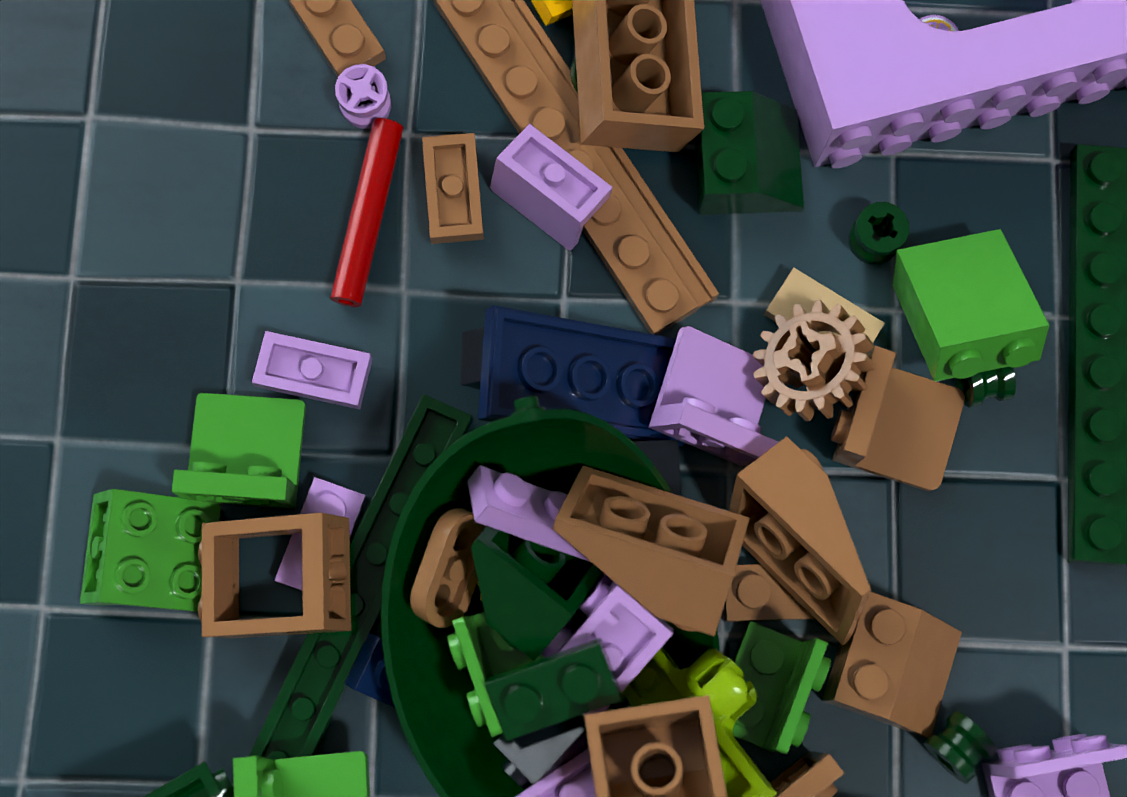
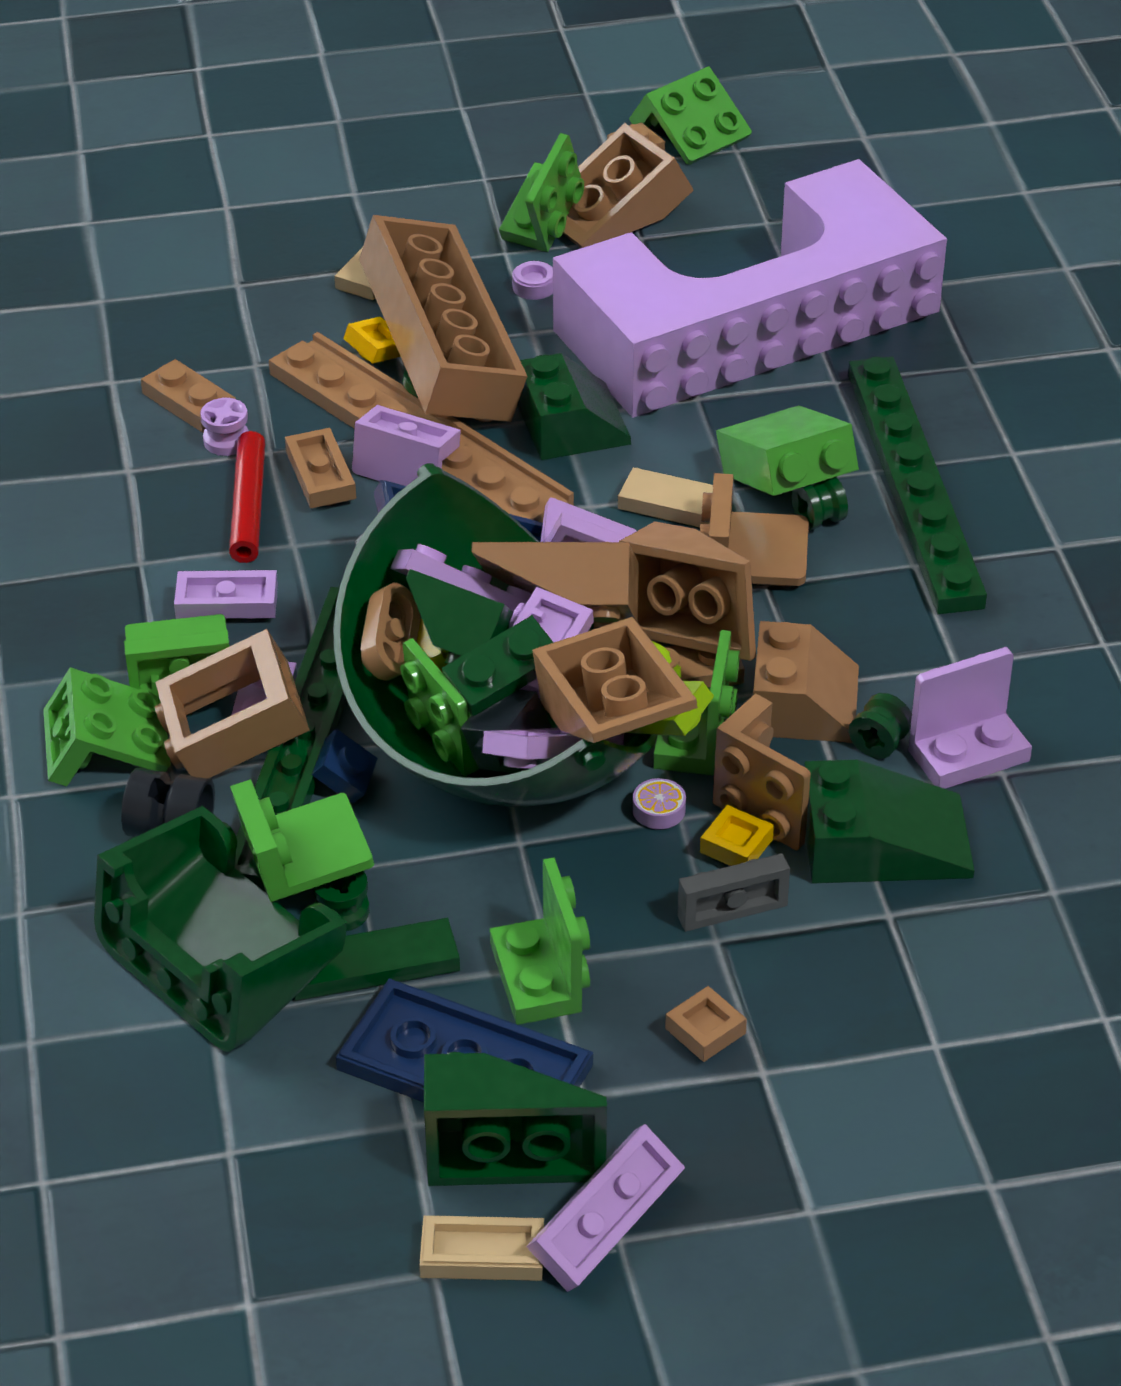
camera: 10 degrees left, 35 degrees down
(204, 706) = (156, 799): none -> black wheel
(833, 366) = (667, 493): medium nougat gear -> none
(871, 243) = (698, 436): dark green wheel -> none

